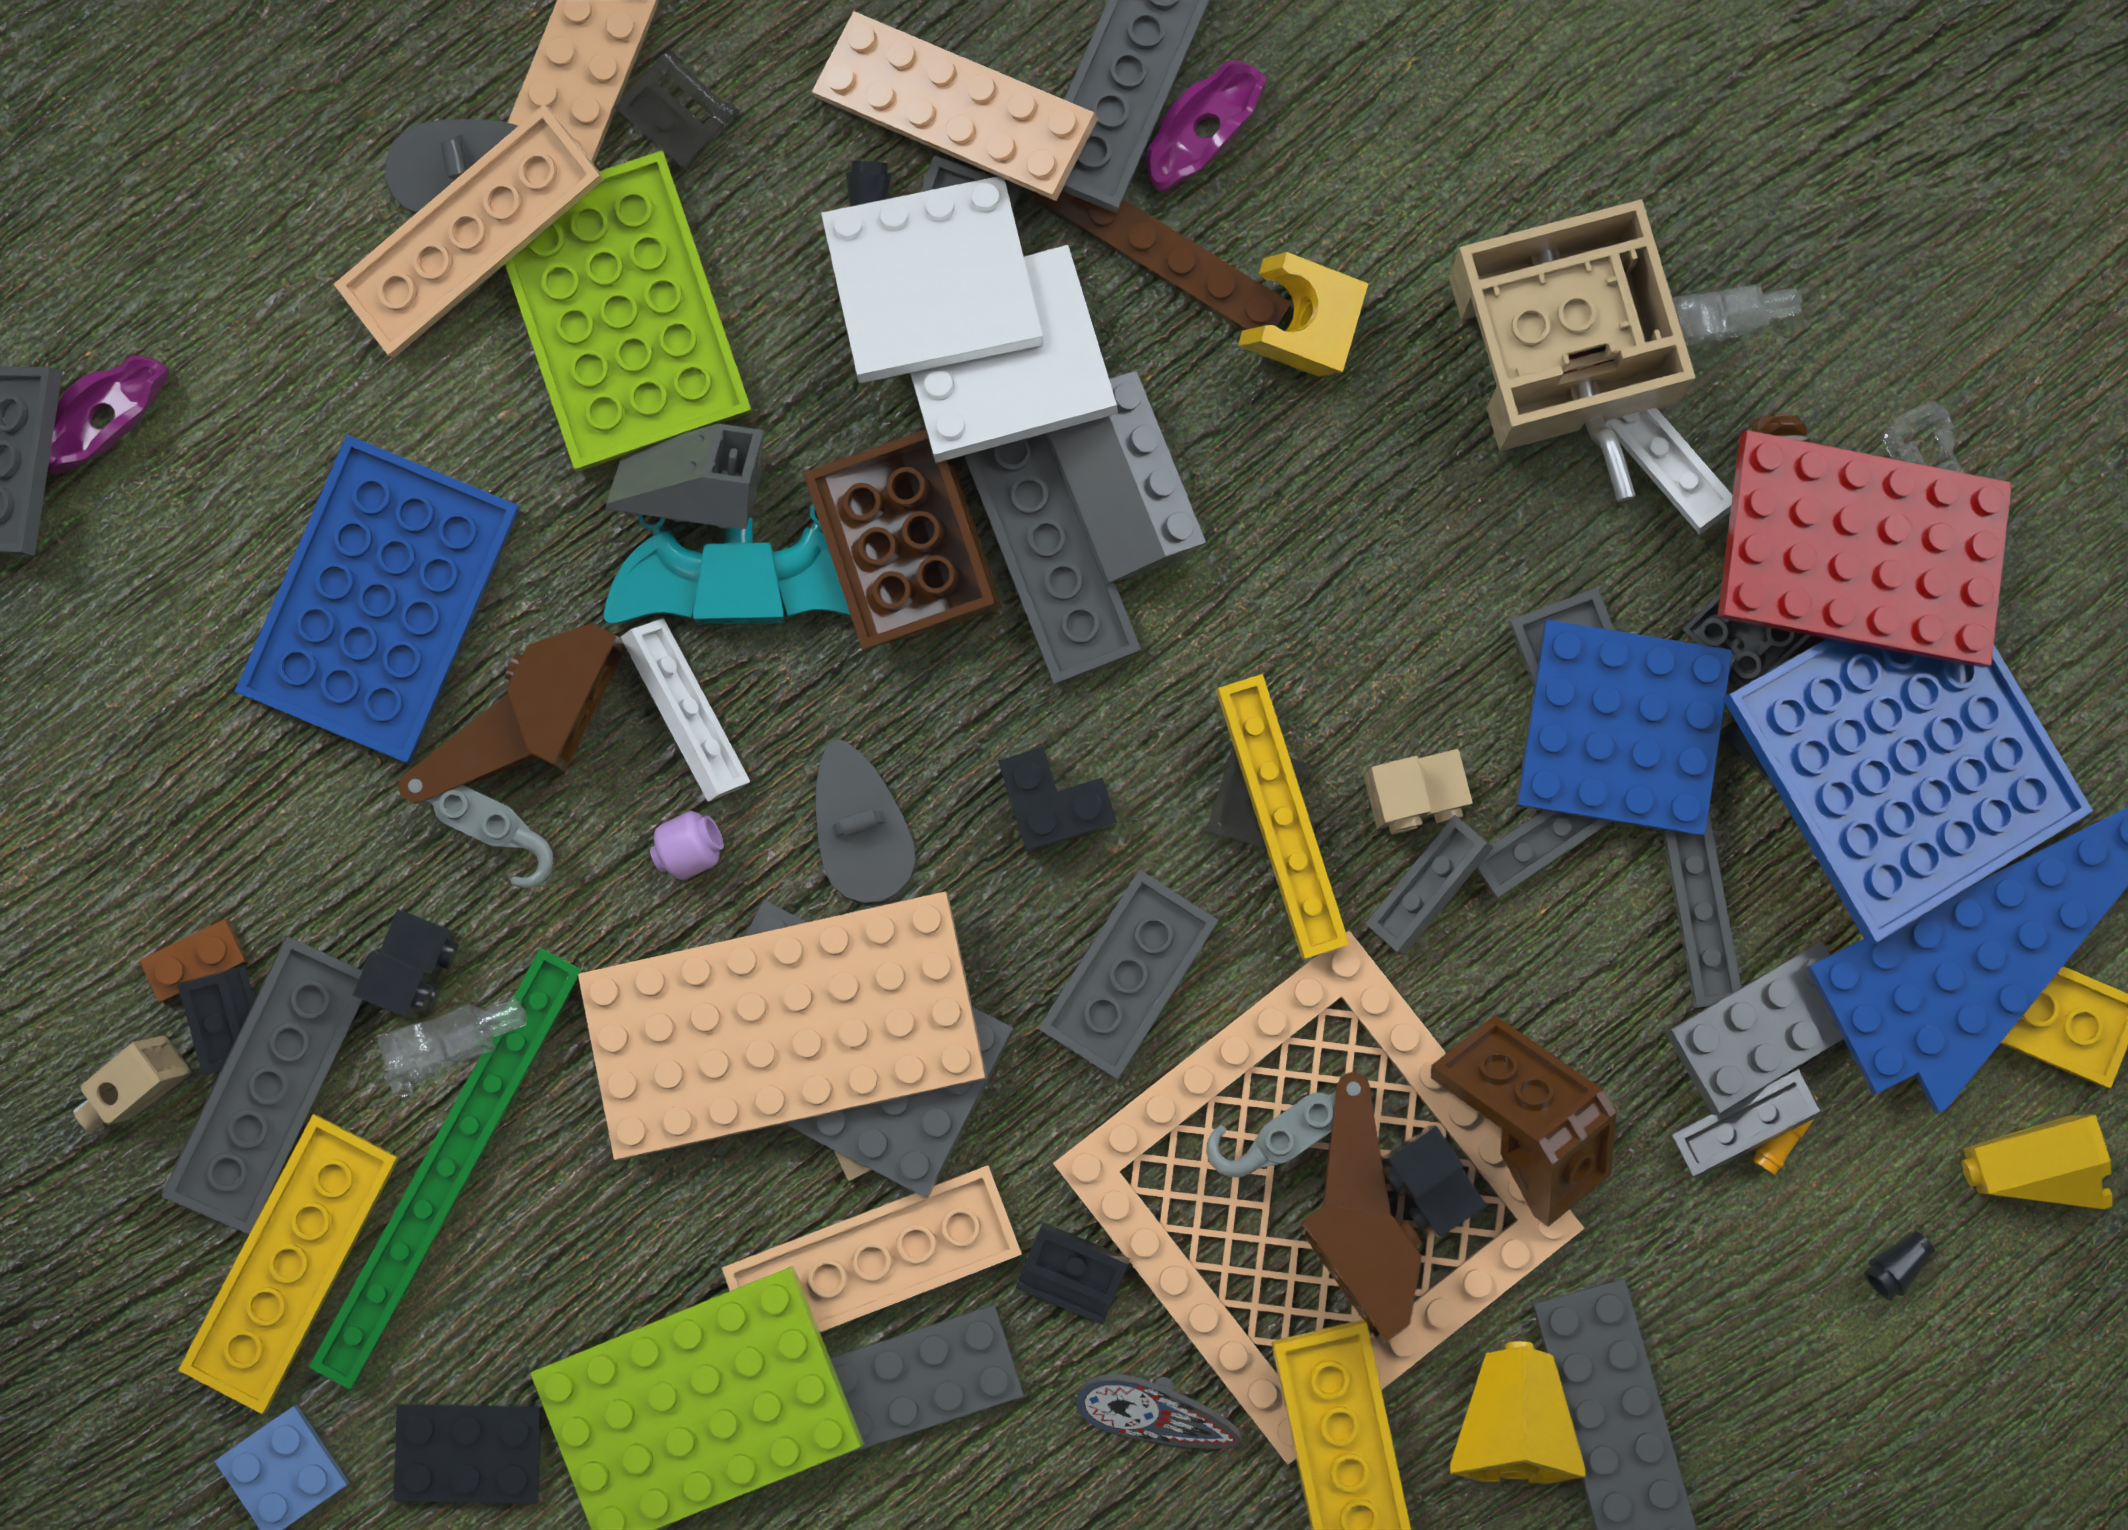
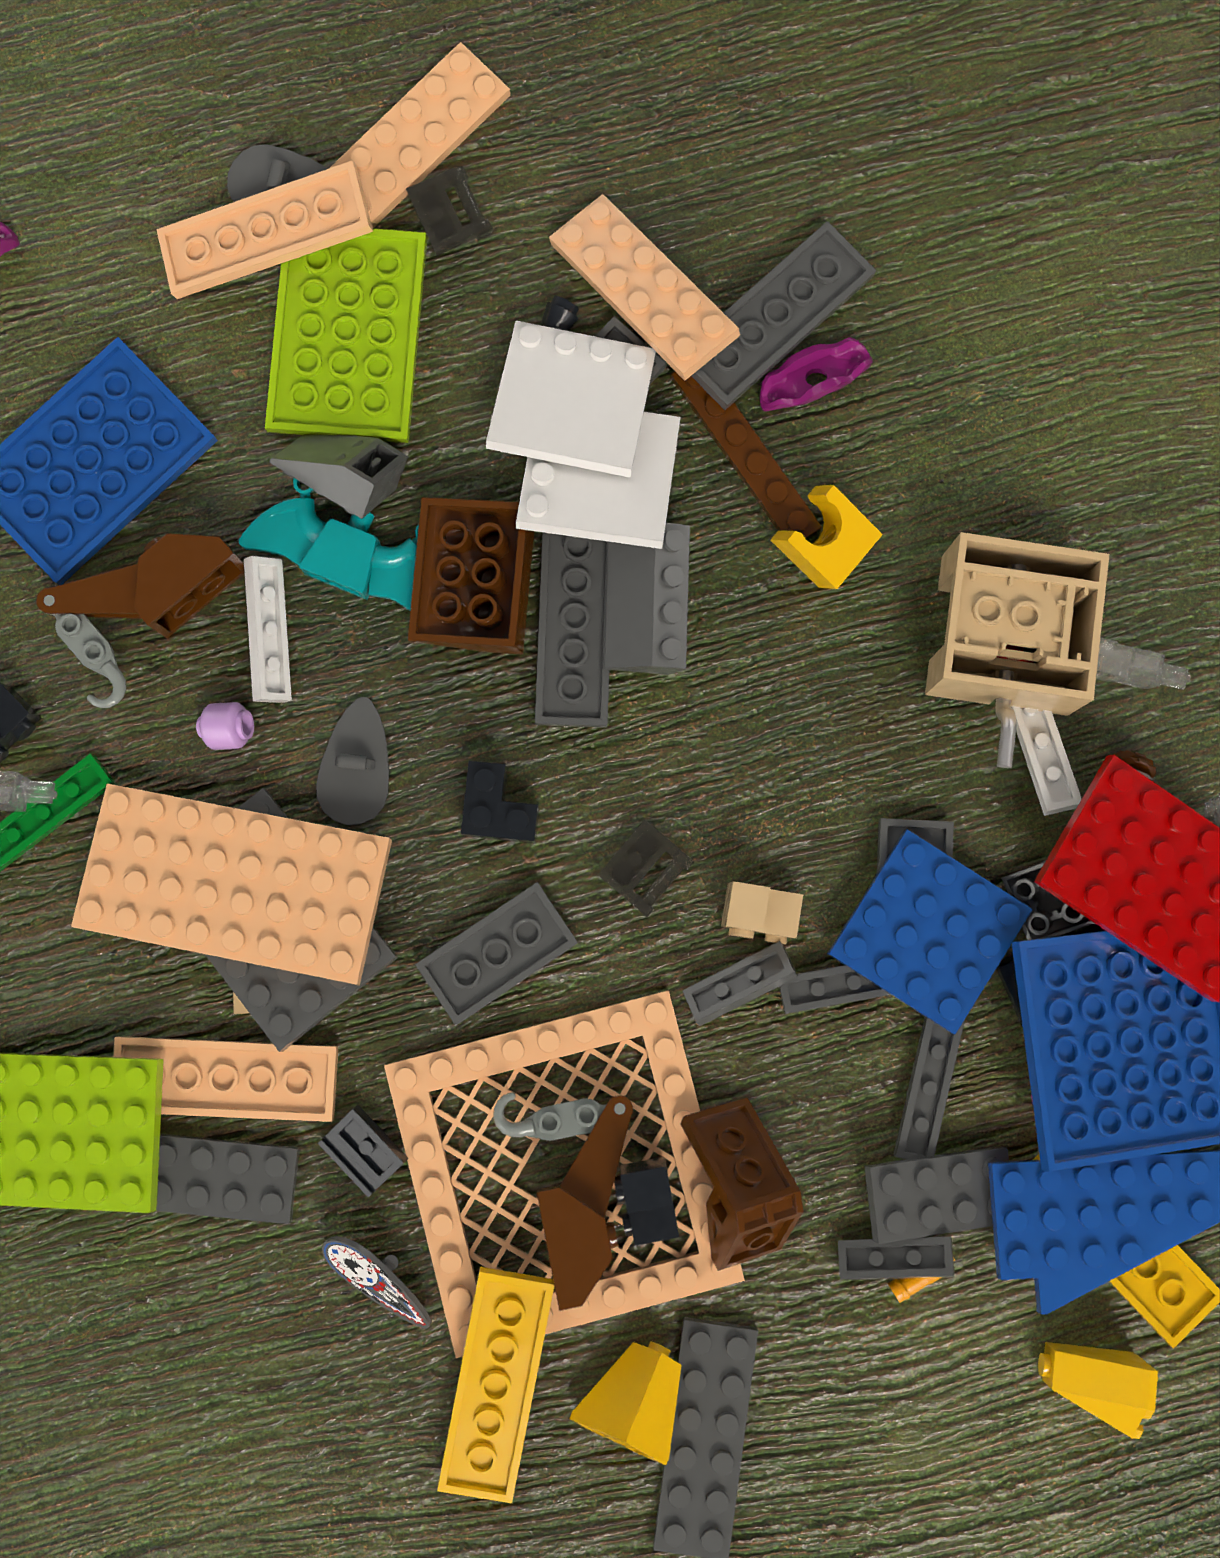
camera: 25 degrees right, 0 degrees up
(1282, 816) = (655, 889): yellow plate -> none
(1899, 1265) = (962, 1409): black cone -> none

